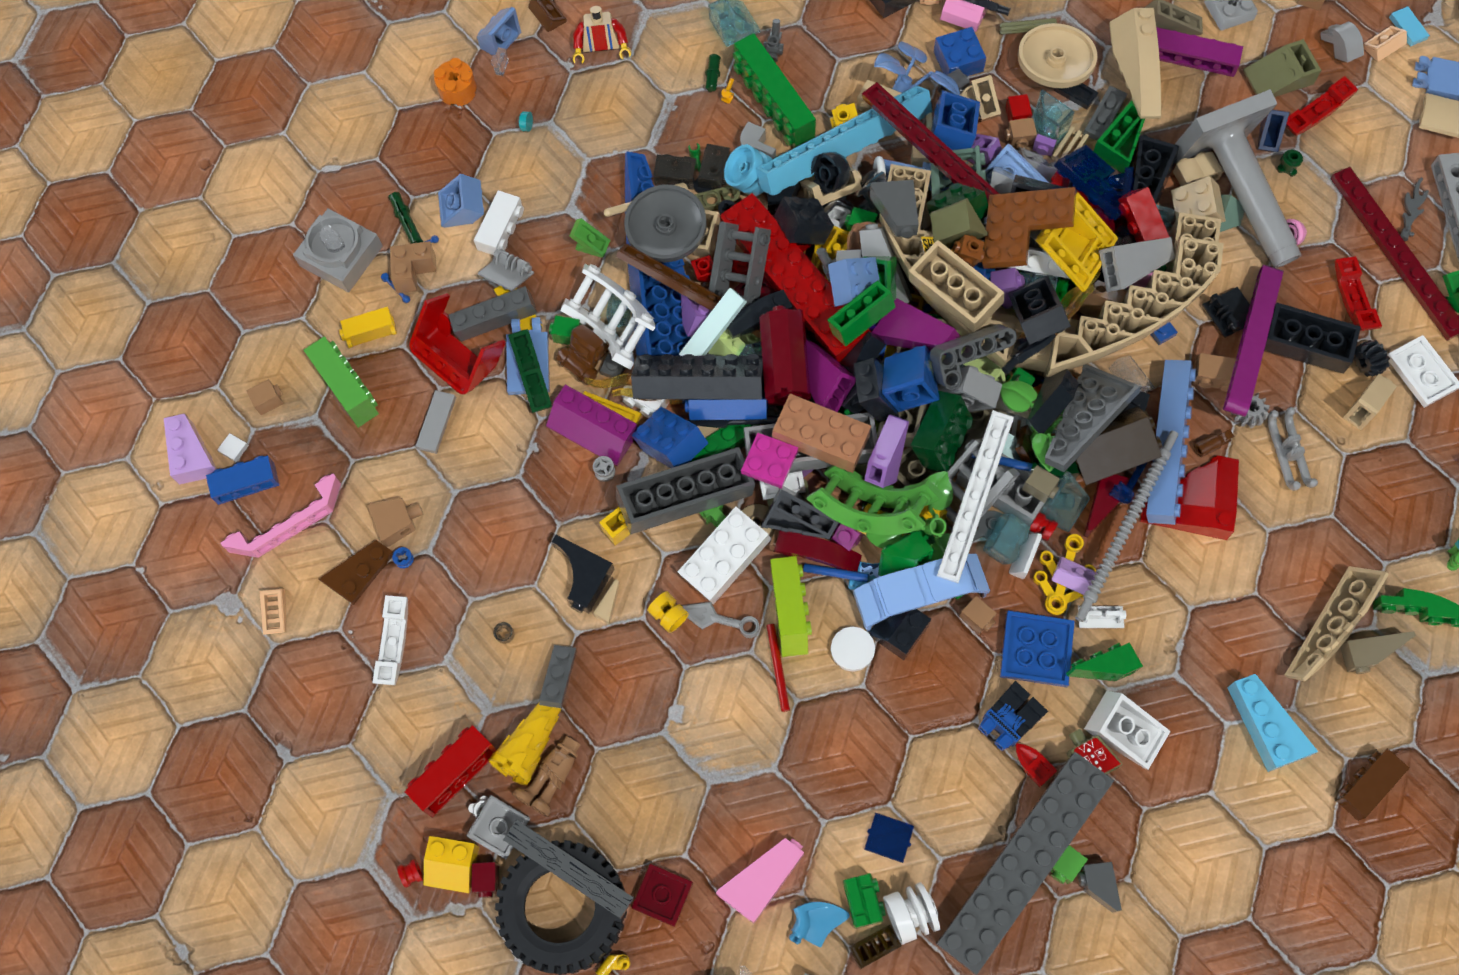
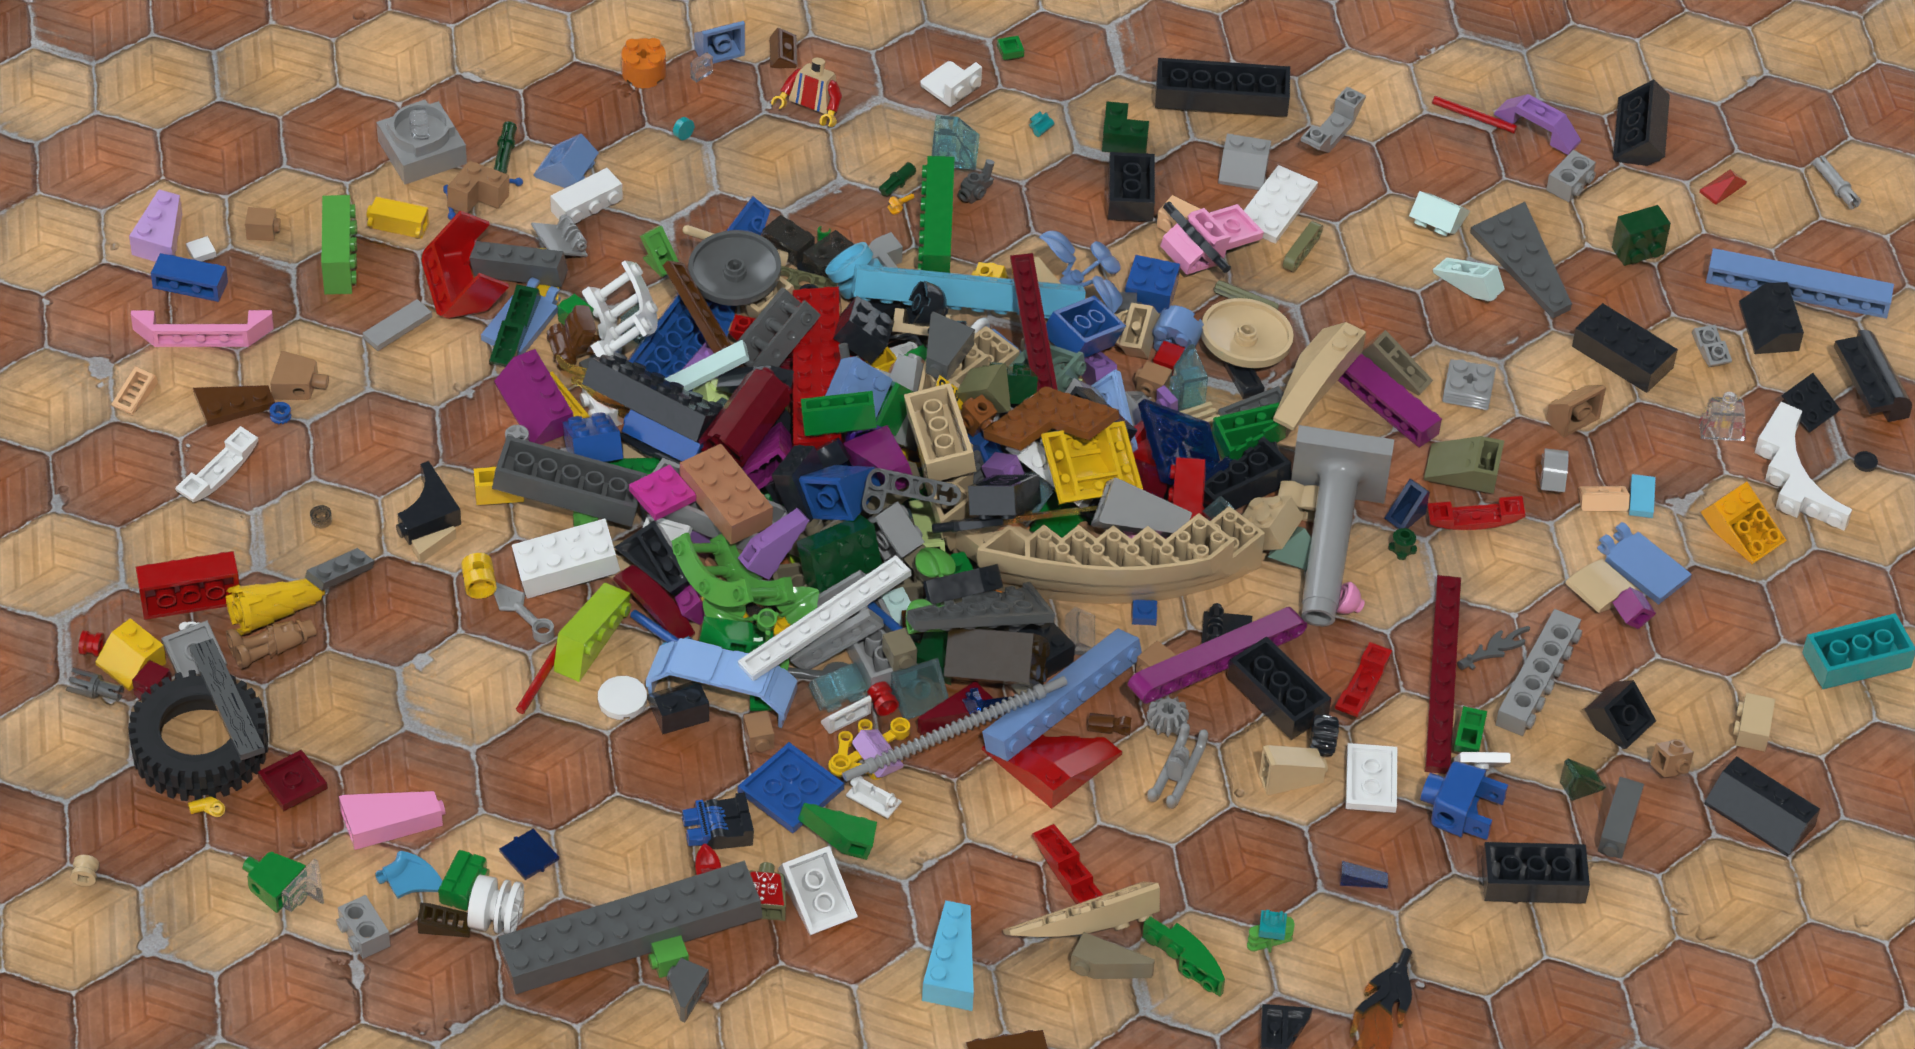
camera: 25 degrees right, 20 degrees down
(439, 912) = (96, 686): none -> dark grey arm
(1011, 81) = (1177, 327): none -> medium blue brick
(1283, 587) = (1066, 864): none -> red slope

